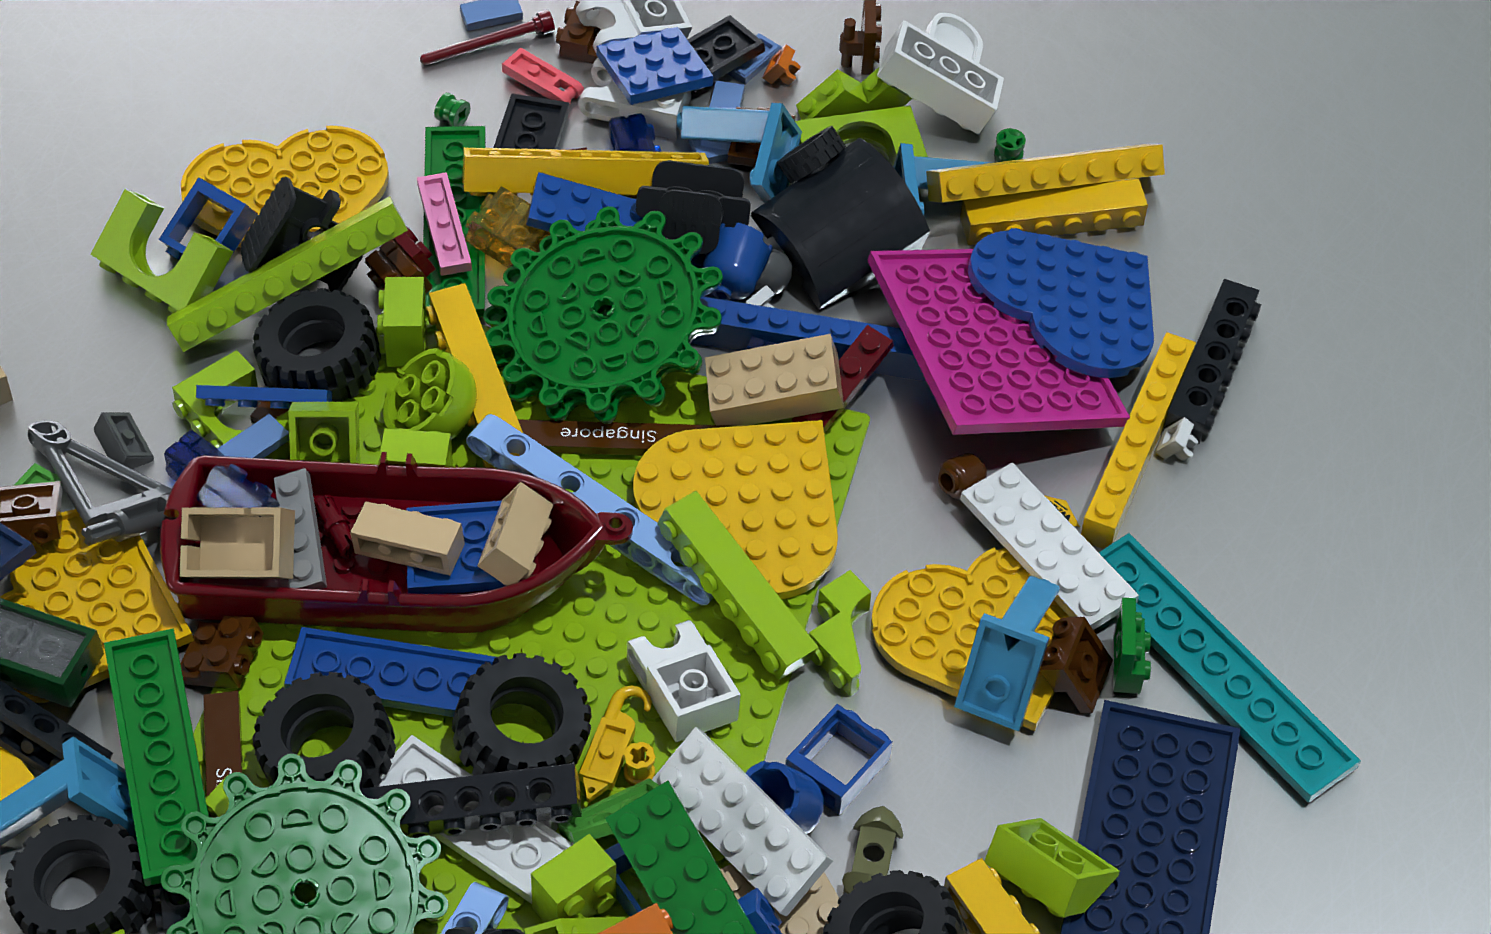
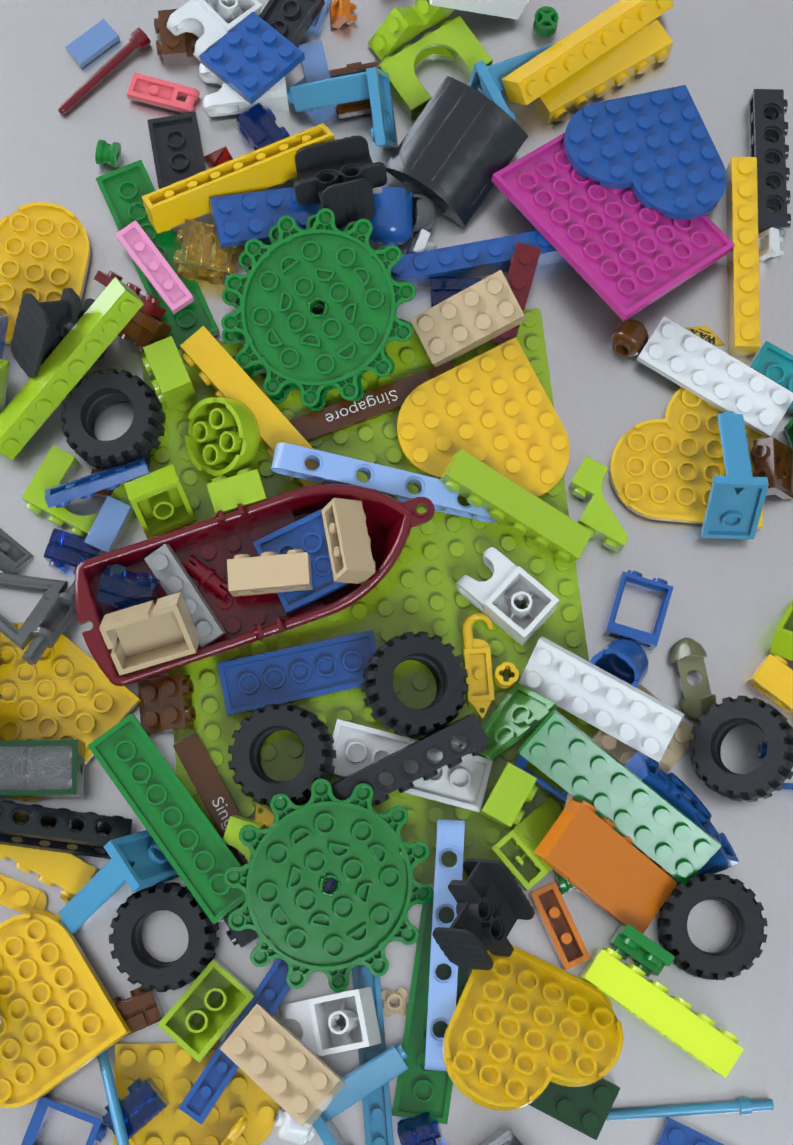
camera: 20 degrees left, 25 degrees up
(811, 154) = (412, 101): black tyre -> none

